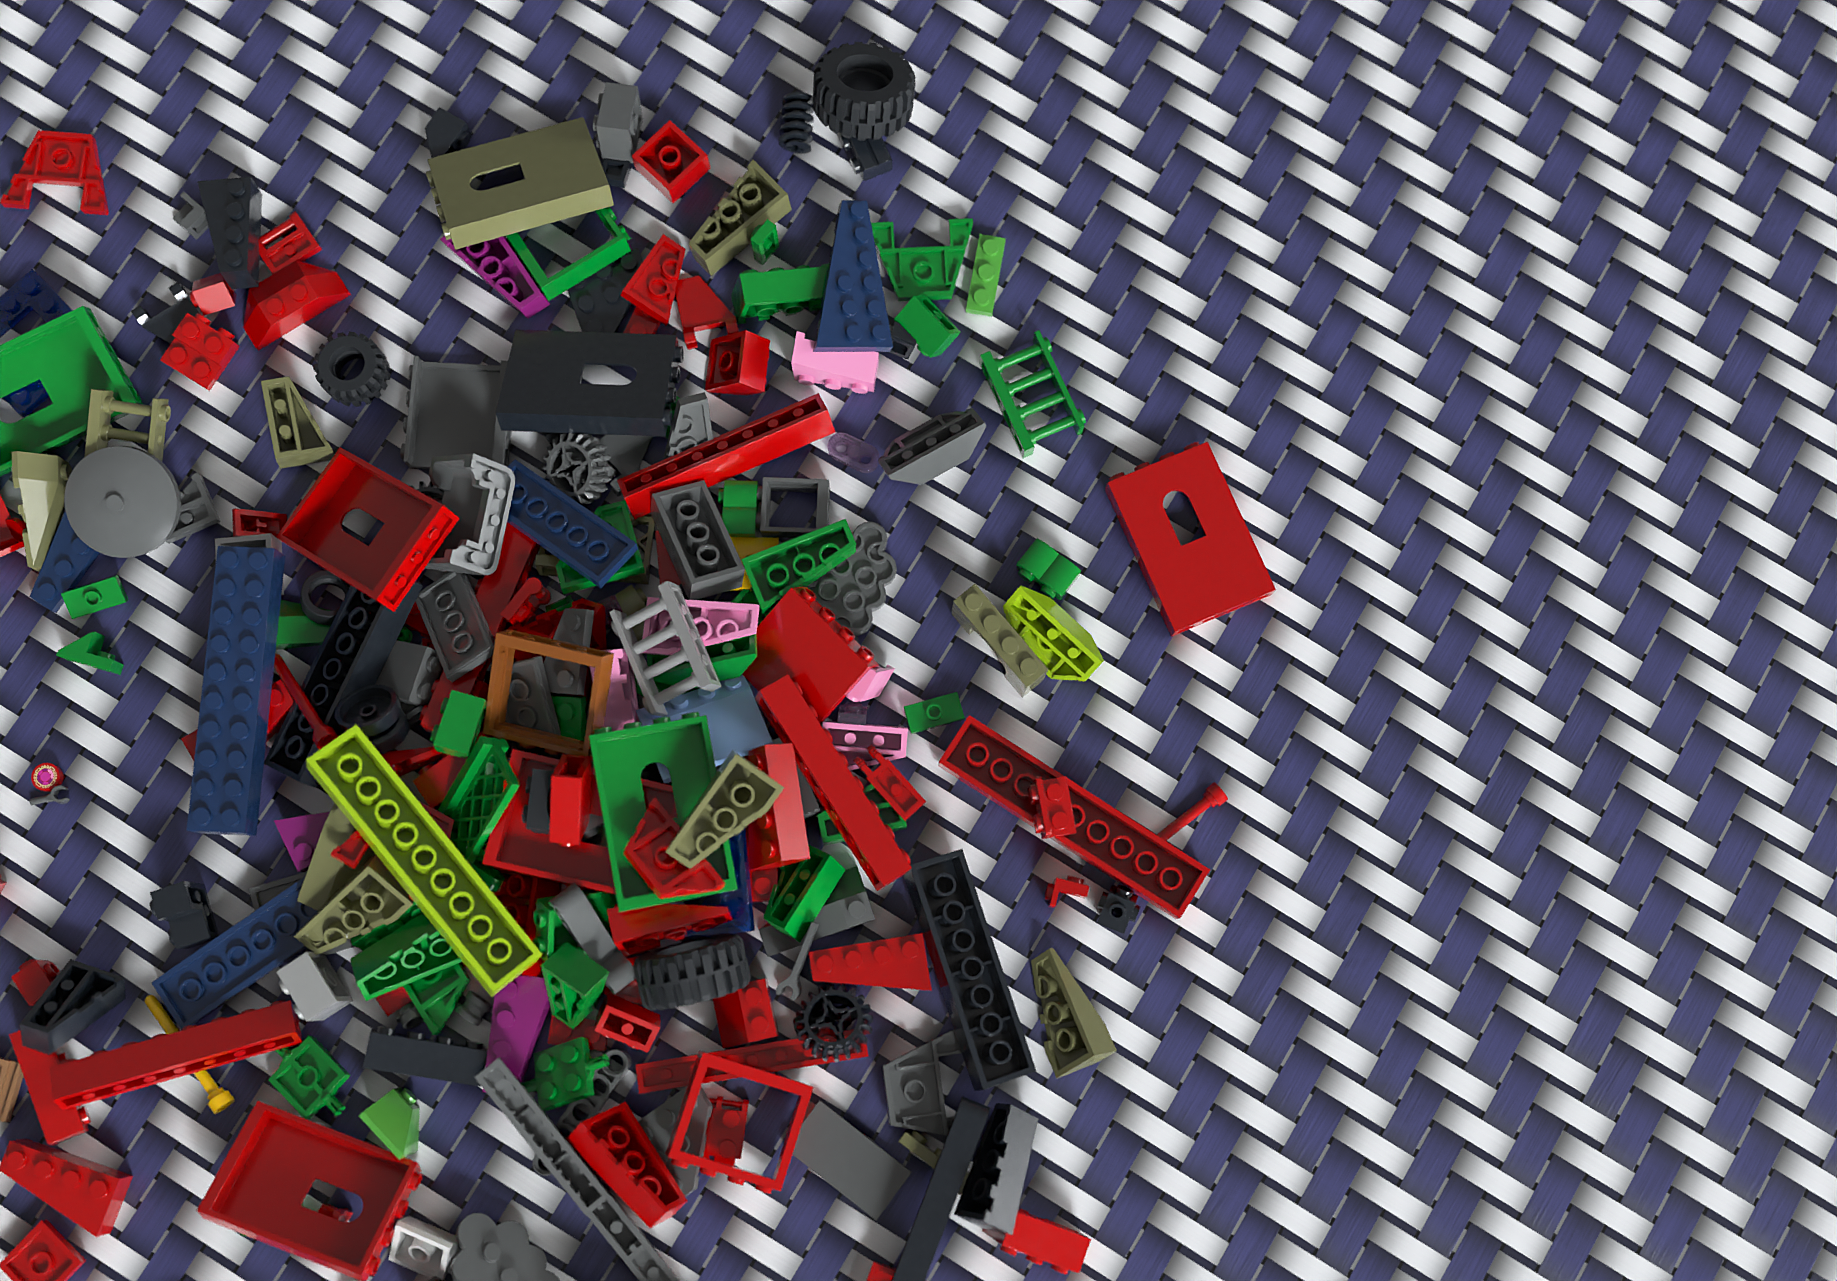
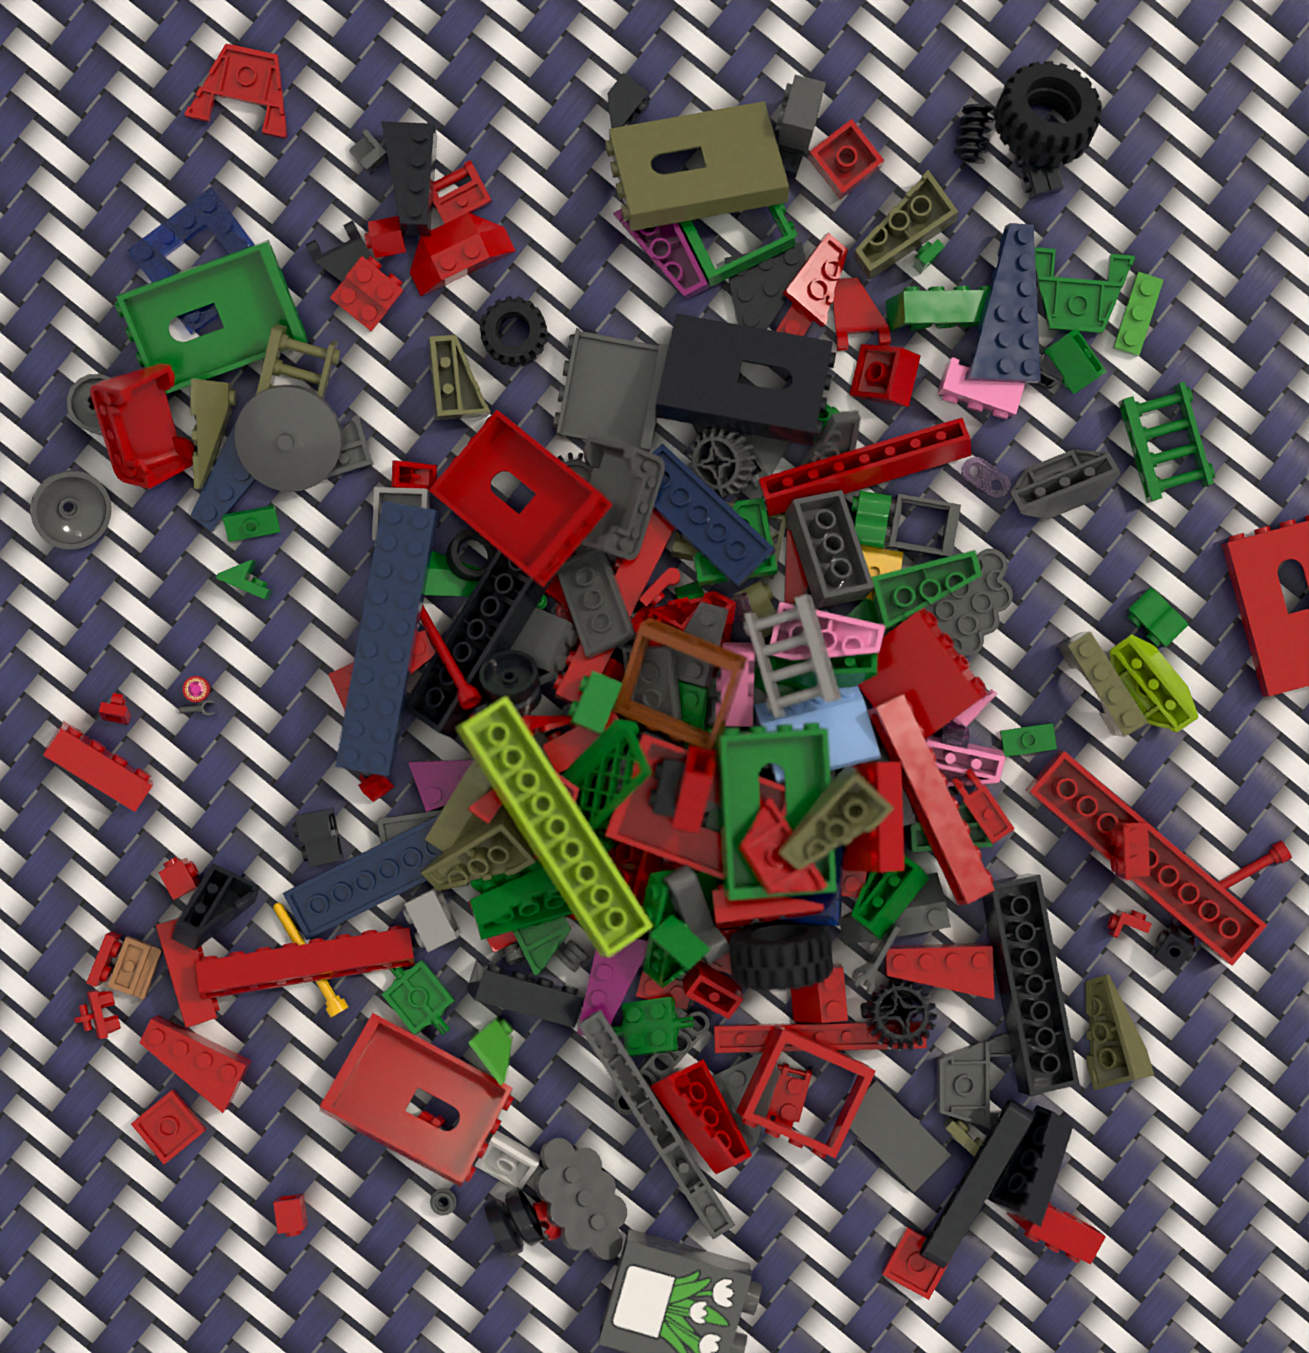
camera: 10 degrees right, 10 degrees up
(245, 852) = (375, 786): none -> red tile

